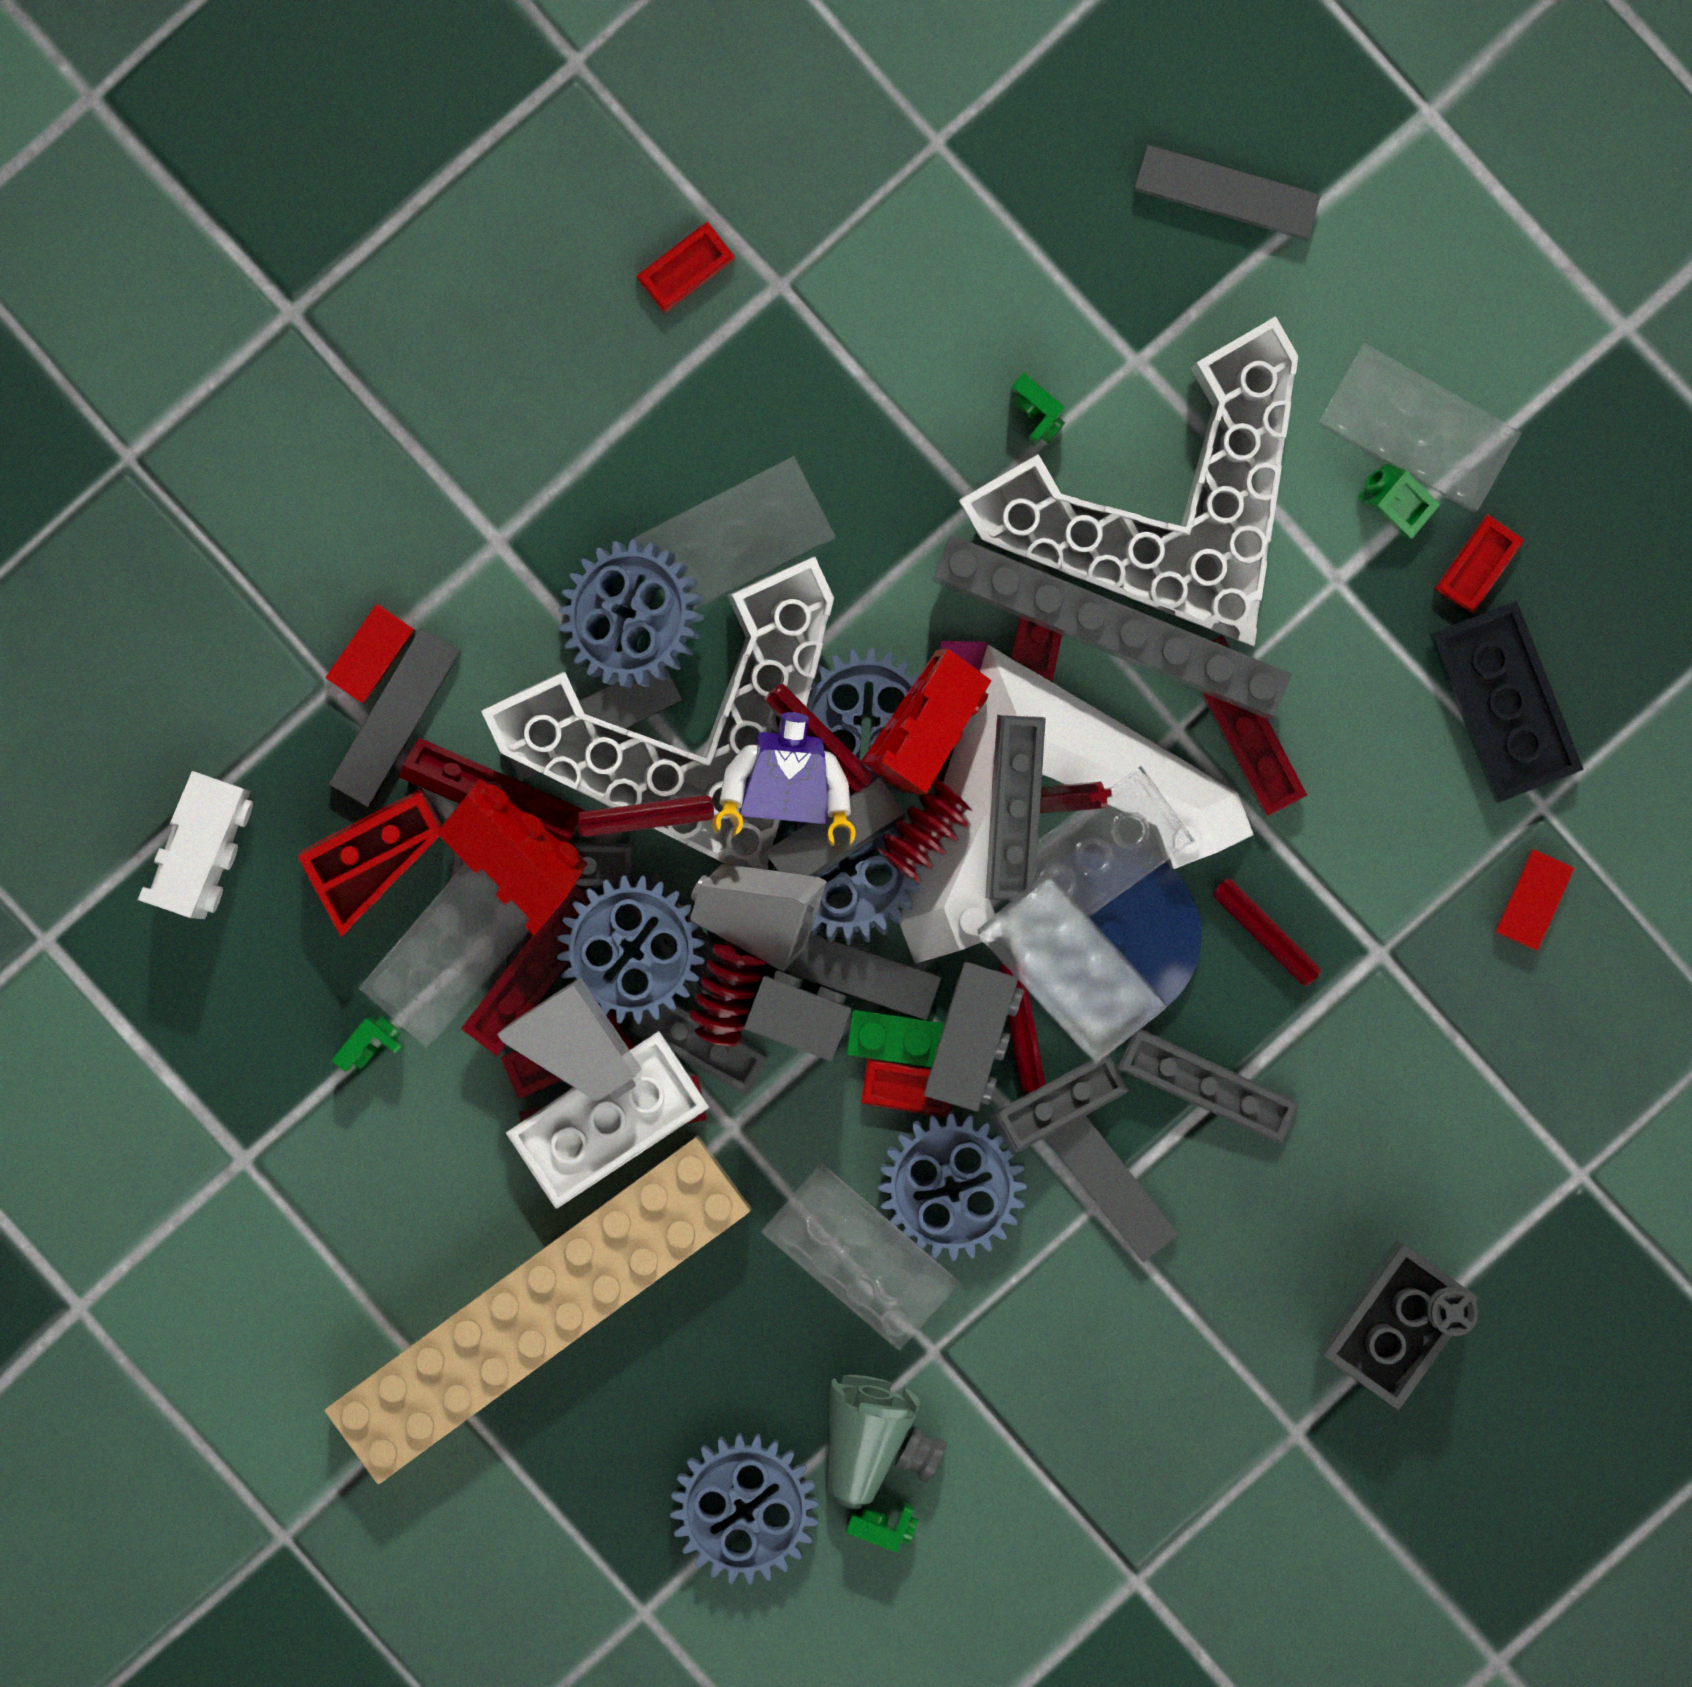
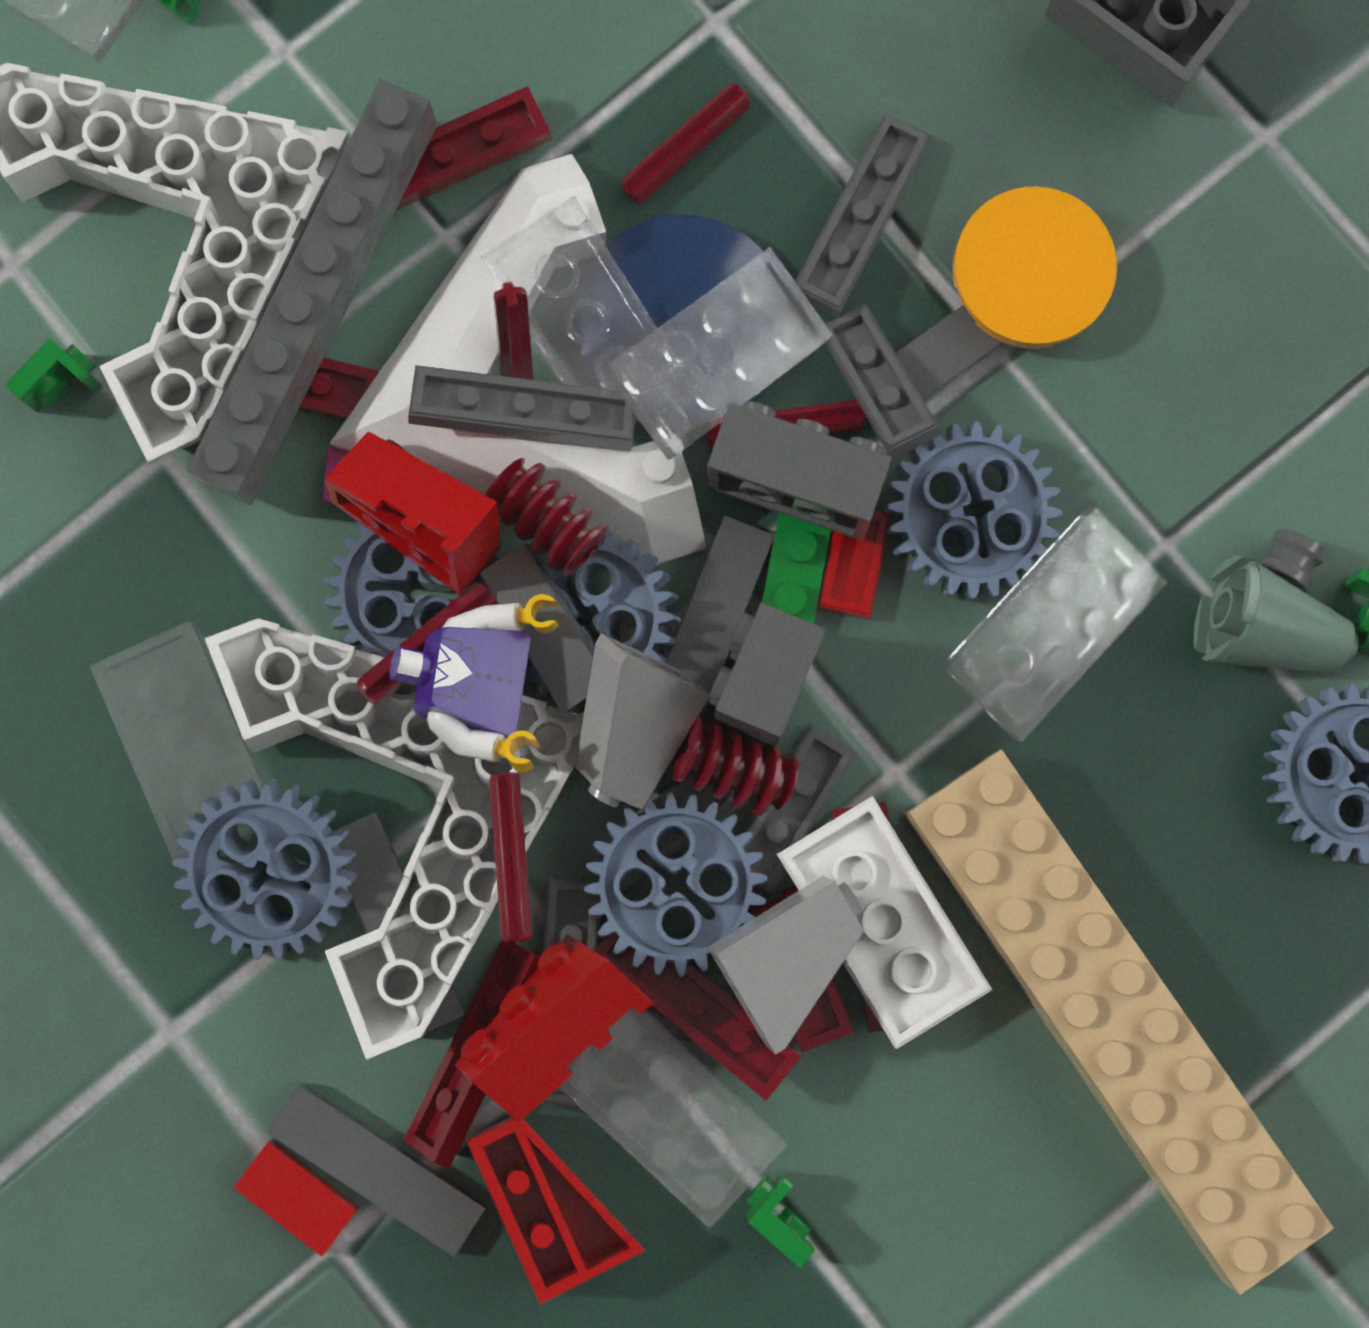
camera: 85 degrees left, 5 degrees down
(1164, 1233) = (1034, 267): none -> light orange tile

